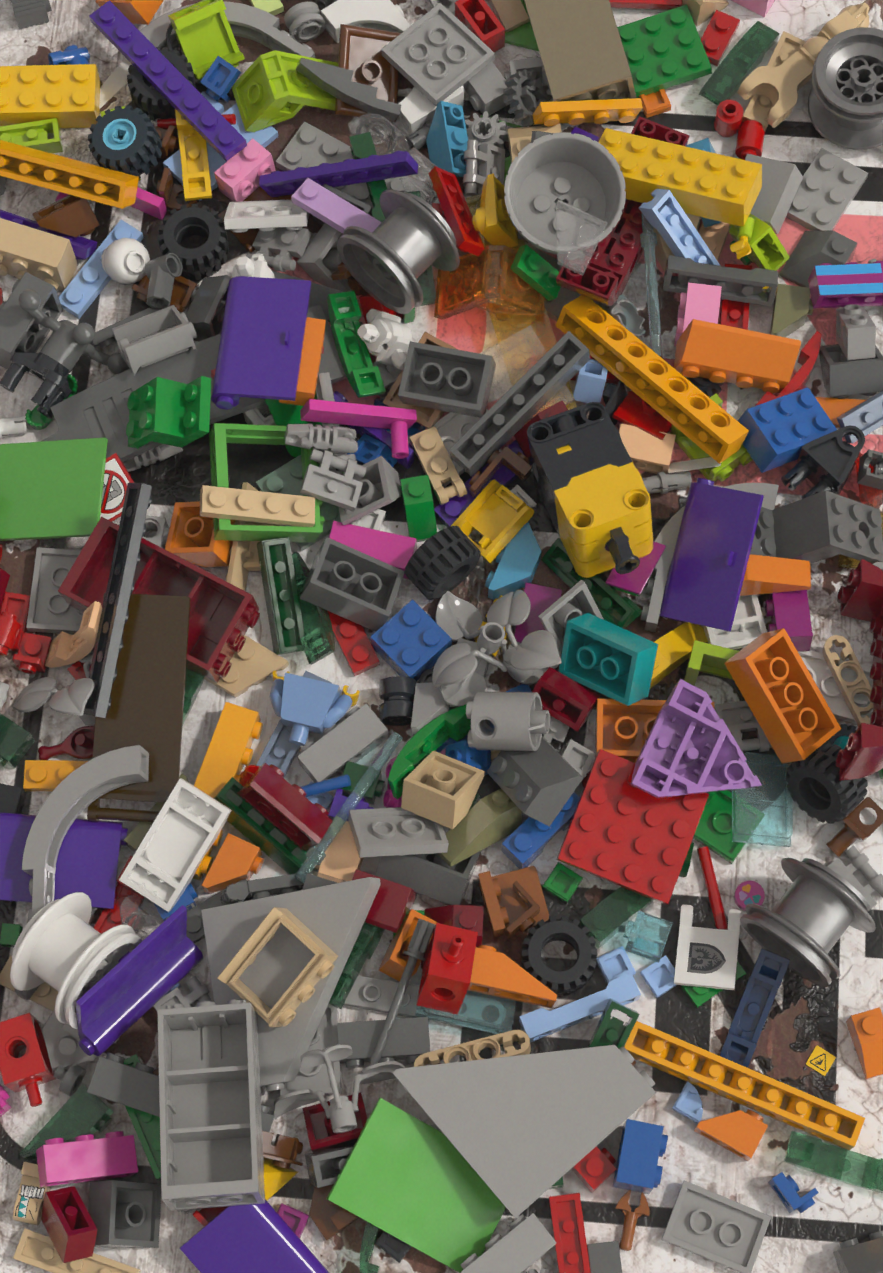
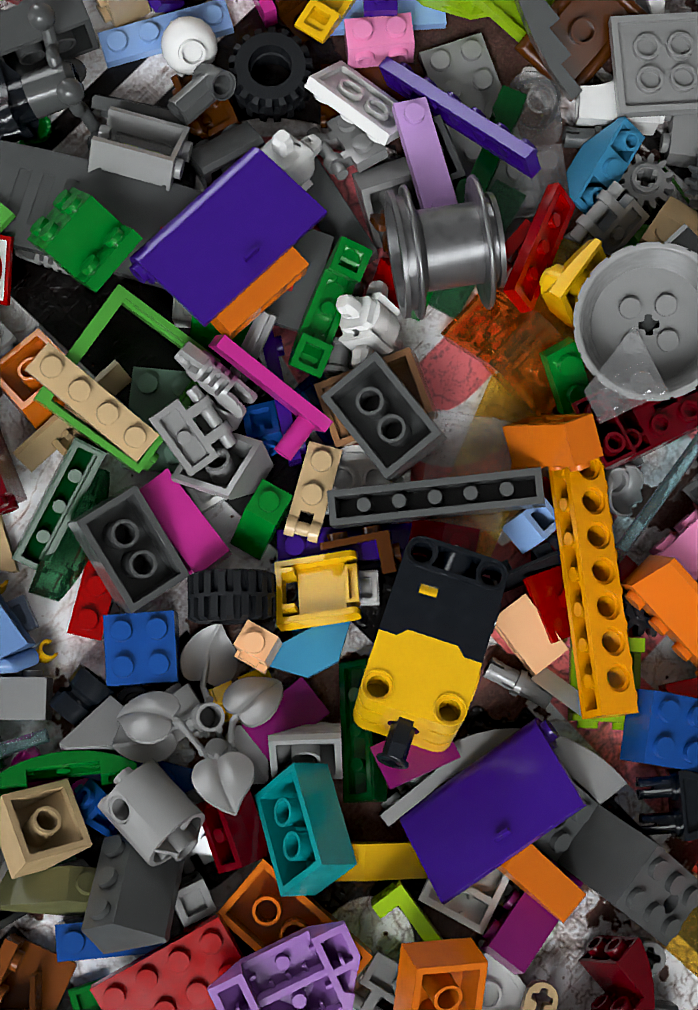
camera: 35 degrees right, 10 degrees up
(484, 576) = (257, 646): none -> light nougat brick
(563, 311) = (553, 441): none -> orange brick

